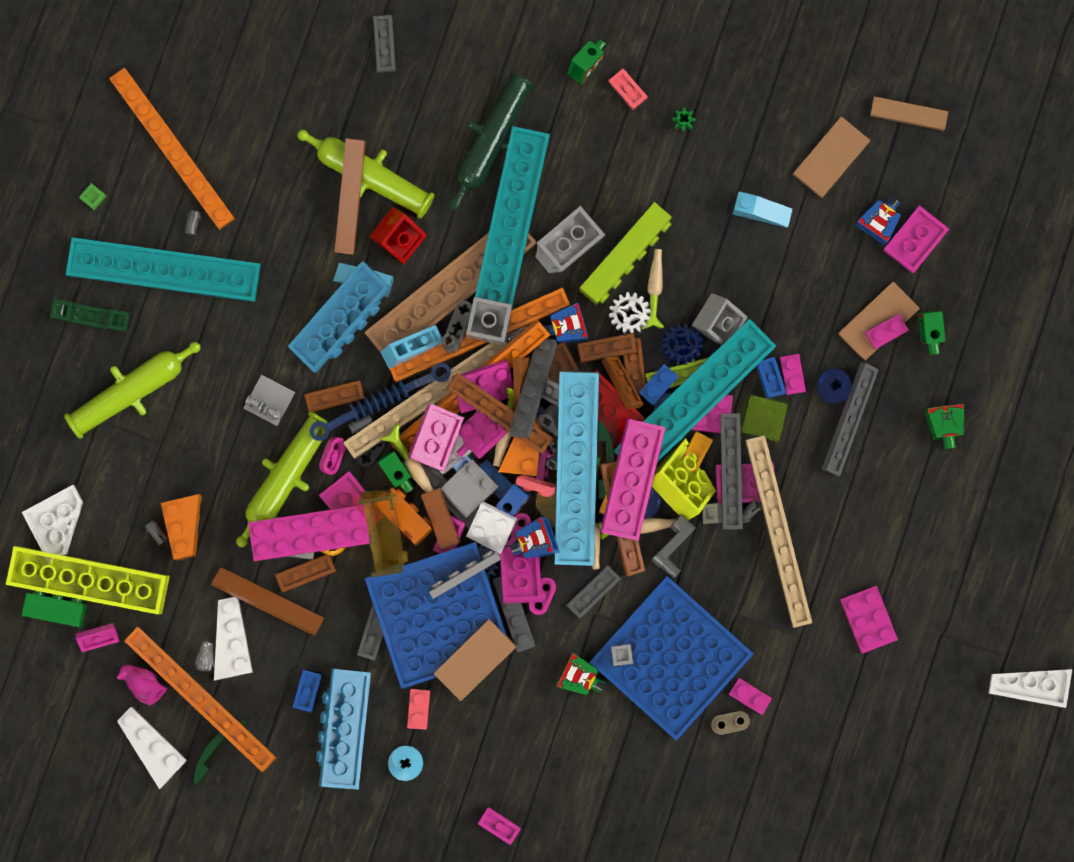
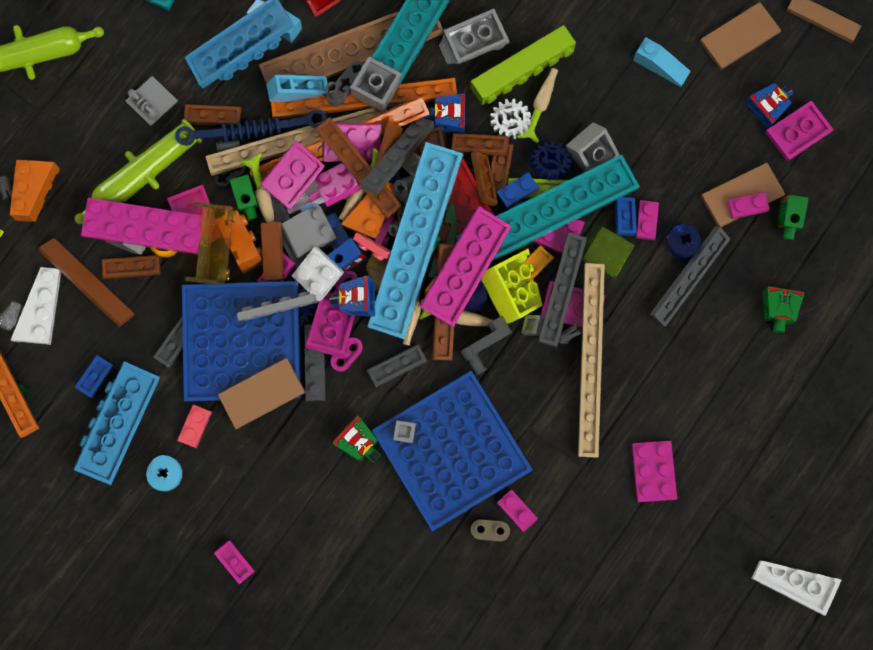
camera: 15 degrees right, 5 degrees down
(332, 455) = (193, 168): dark pink plate -> none

